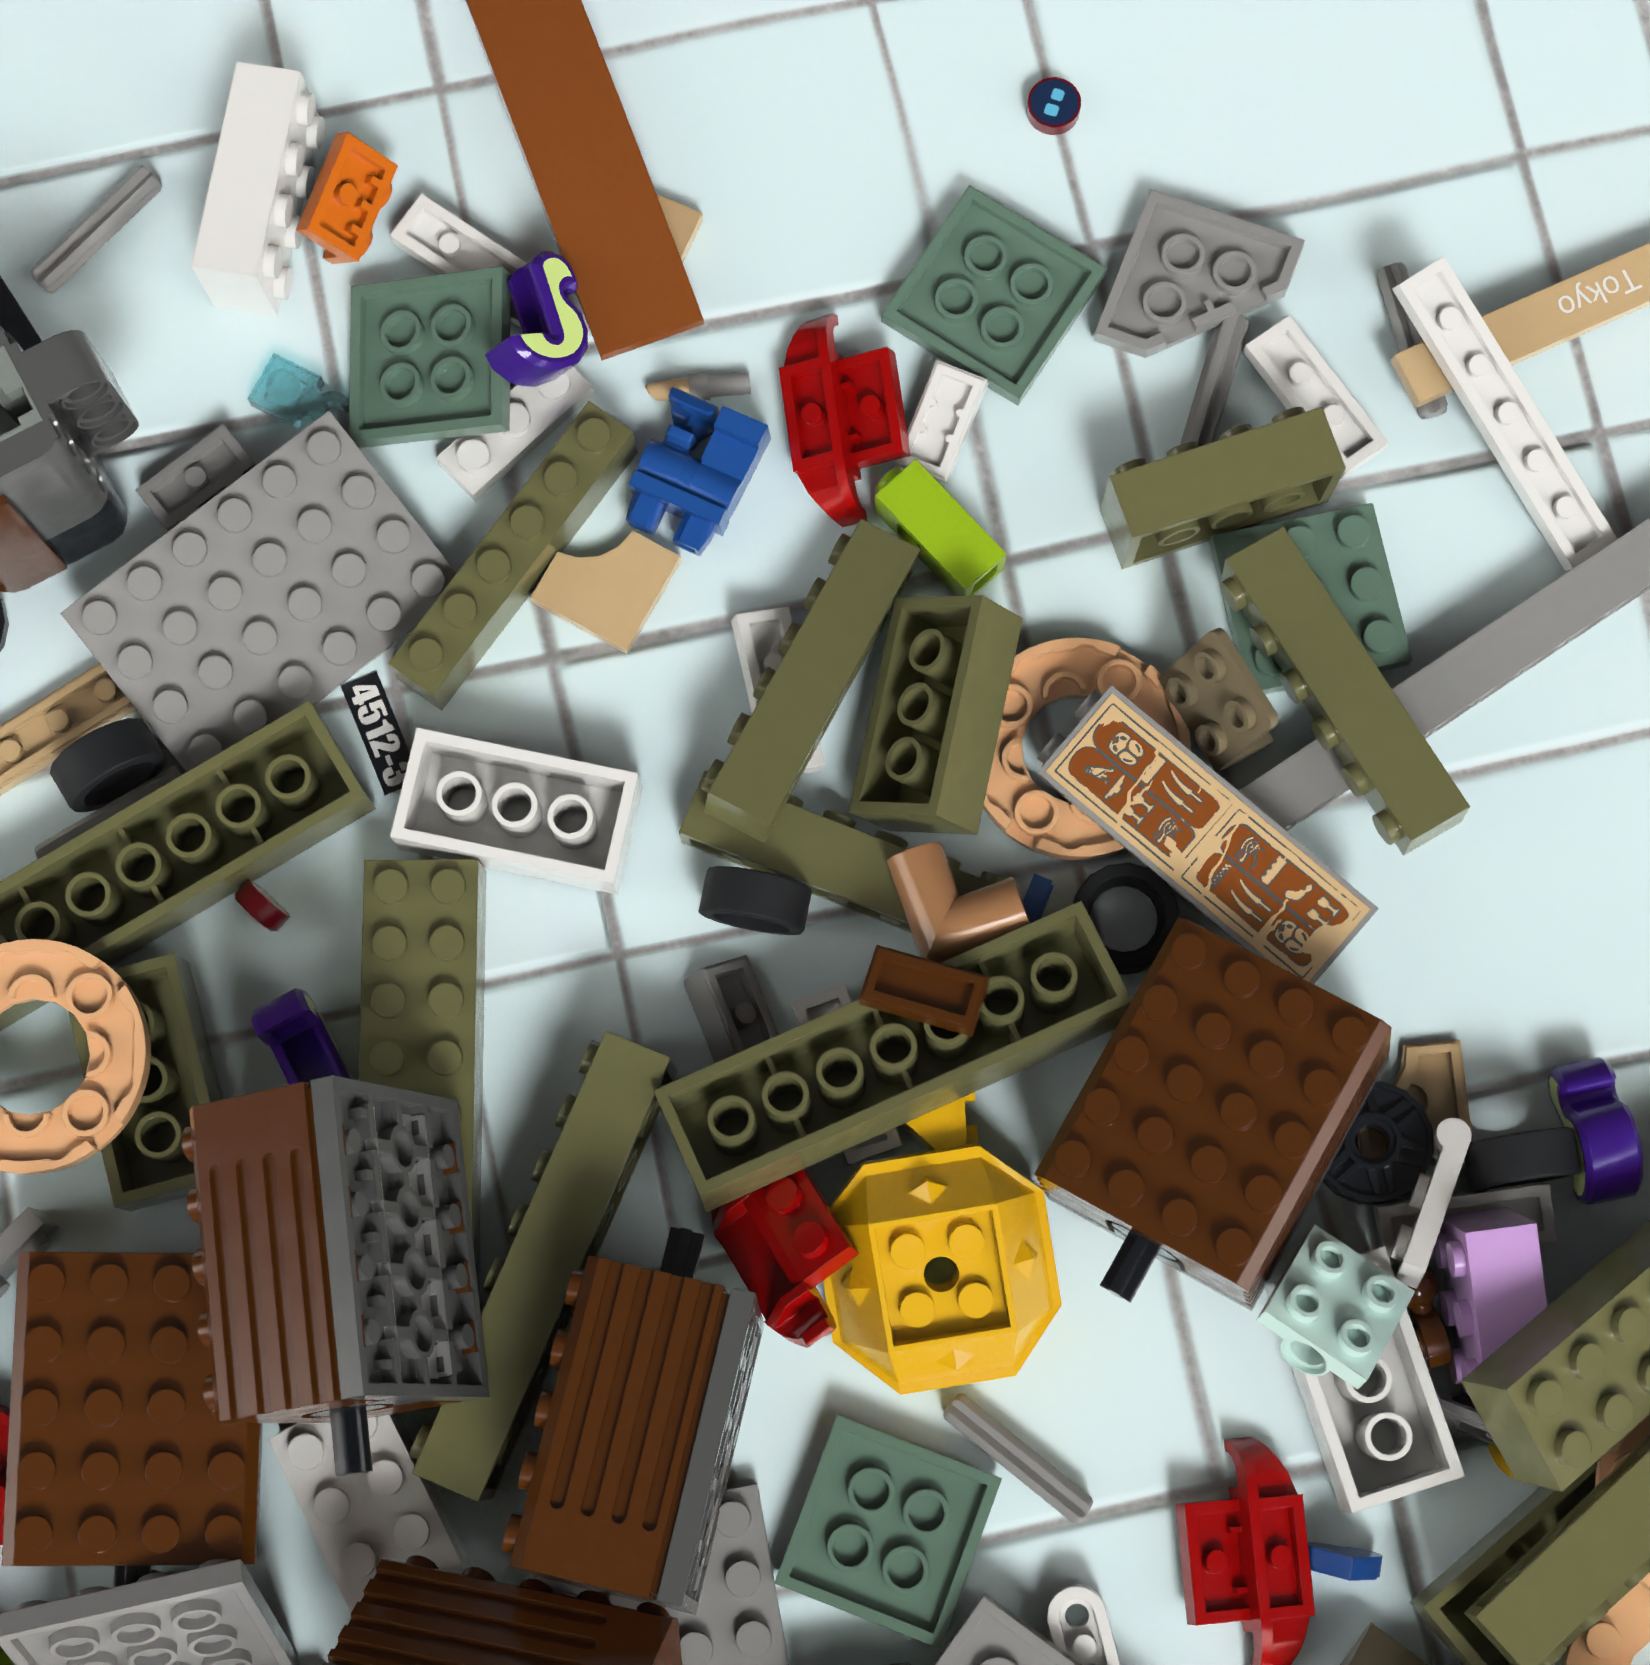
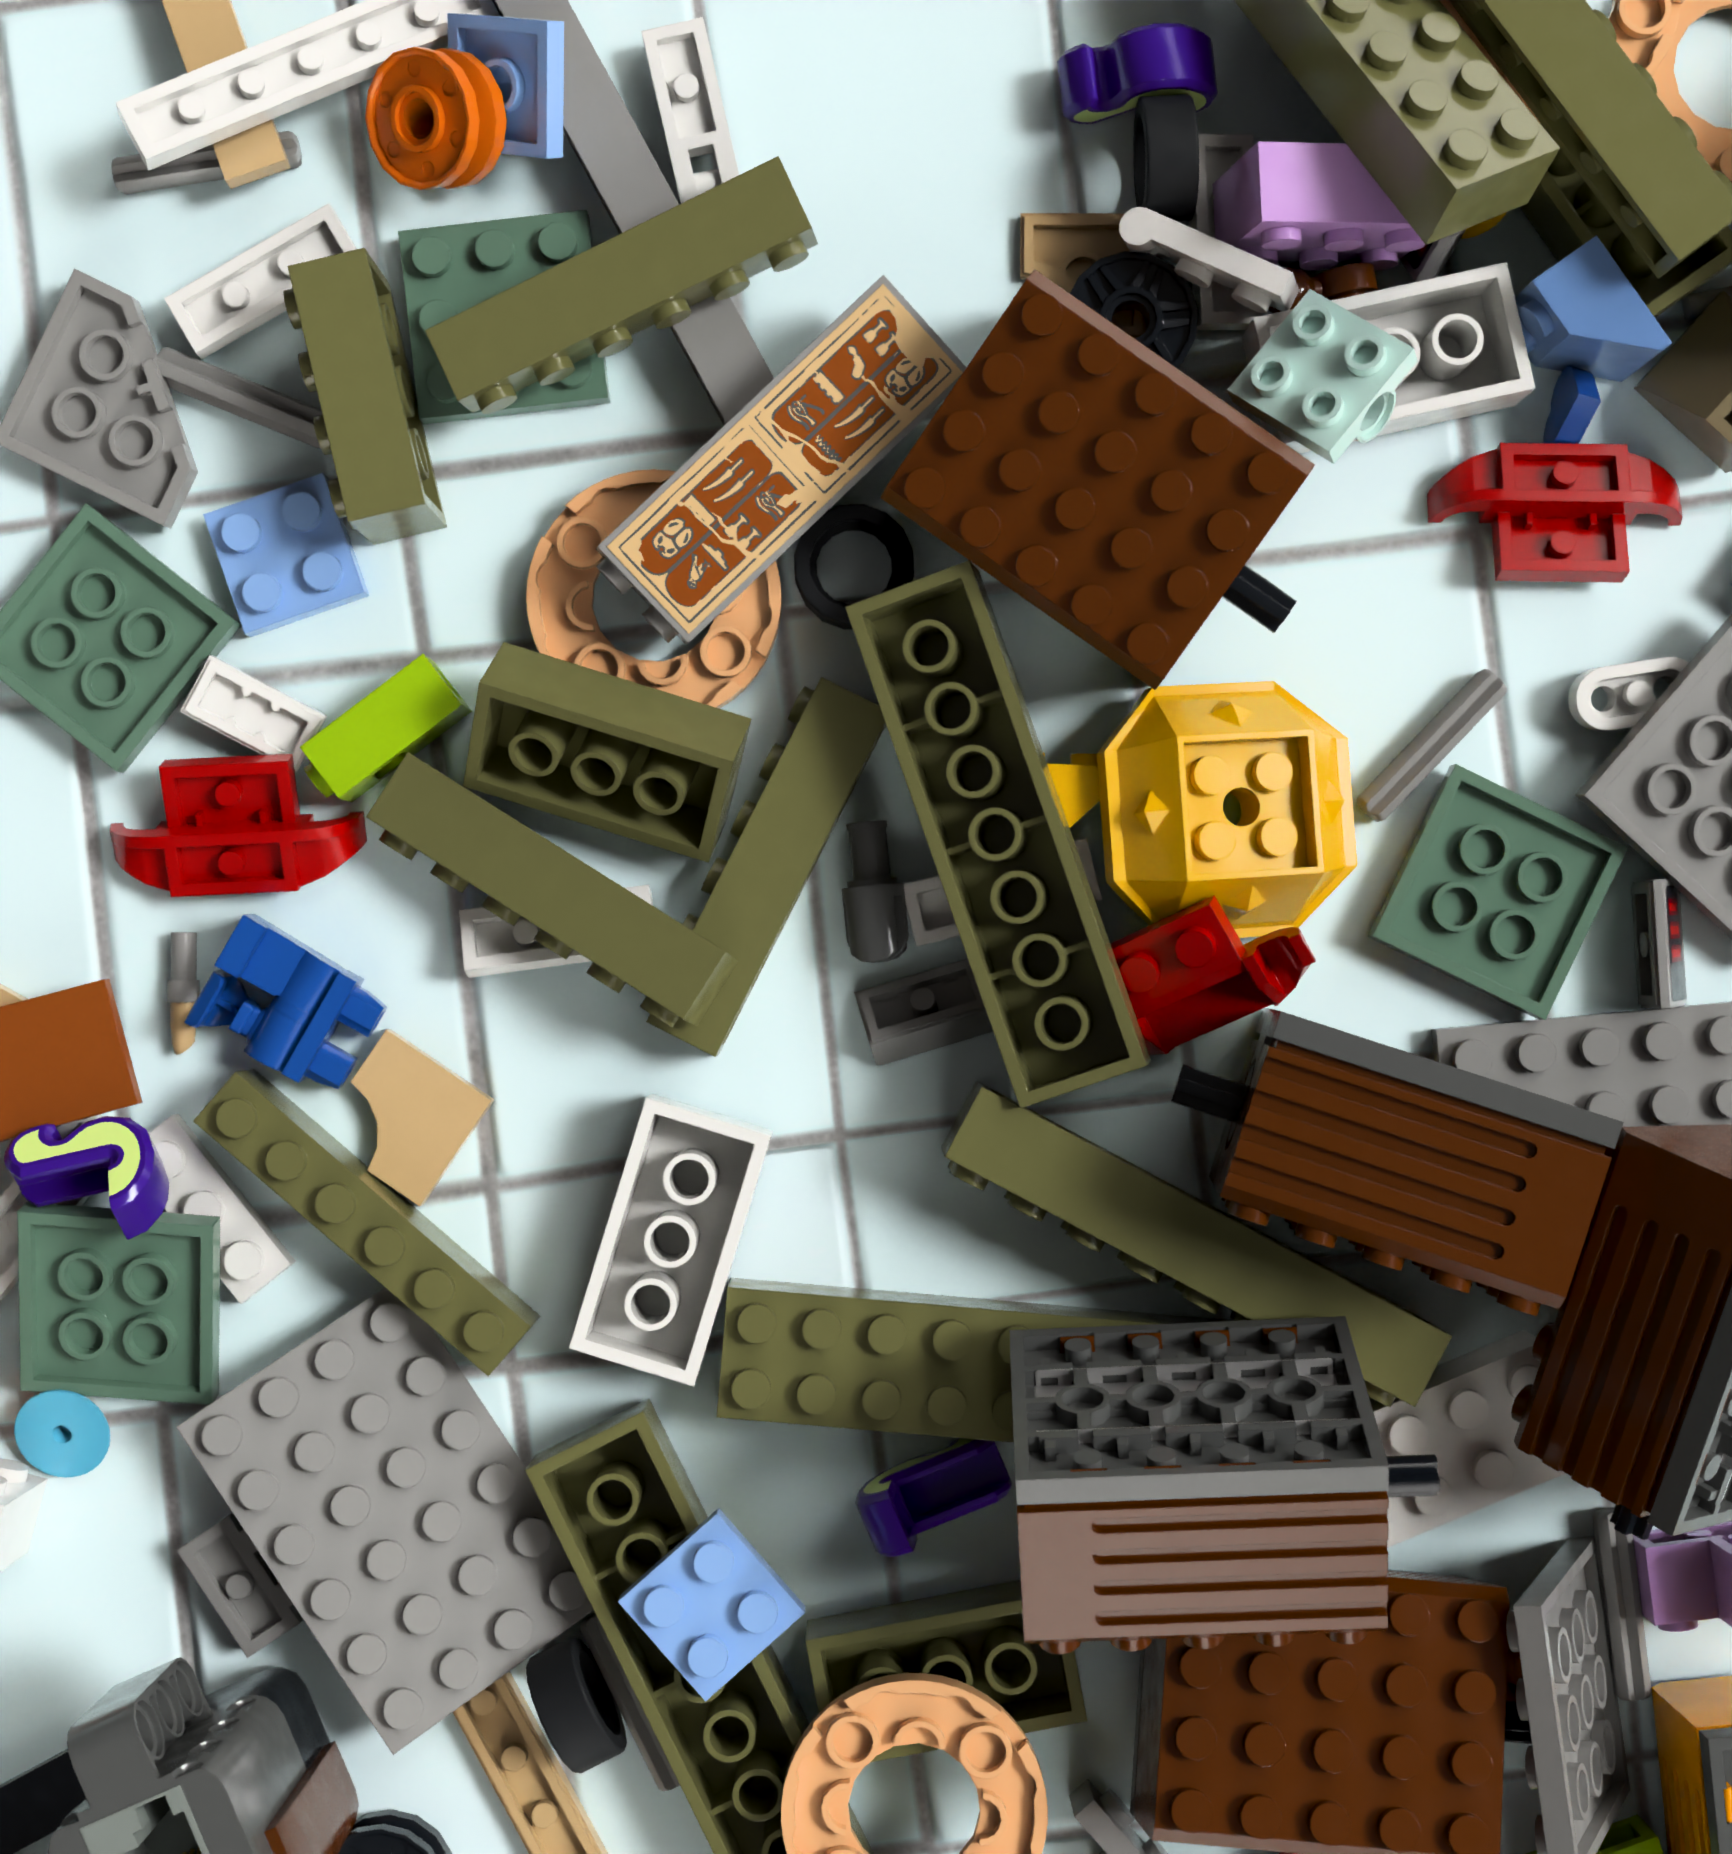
camera: 90 degrees left, 10 degrees up
(202, 867) = (712, 1604): none -> light blue plate
(261, 906) = (760, 1527): dark red tile -> none
(293, 393) = (145, 1465): clear light blue plate -> none
(316, 323) = (62, 1433): none -> medium azure piece
(378, 730) = (557, 1389): sticker -> none
(755, 900) = (800, 976): black tyre -> none
(824, 961) = (874, 900): none -> dark grey arm
(924, 990) = (935, 793): reddish brown tile -> none
(940, 917) = (848, 765): medium nougat brick -> none
(1037, 896) = (836, 667): blue tile -> none
(1079, 435) = (285, 555): none -> light blue plate
(1220, 701) = (620, 427): dark tan bracket -> none
(1425, 1555) = (1588, 317): none -> medium blue slope
(1471, 522) = (435, 118): none -> orange wheel
(1507, 577) = (529, 70): none -> light blue plate
(1514, 740) = (690, 104): none -> white plate

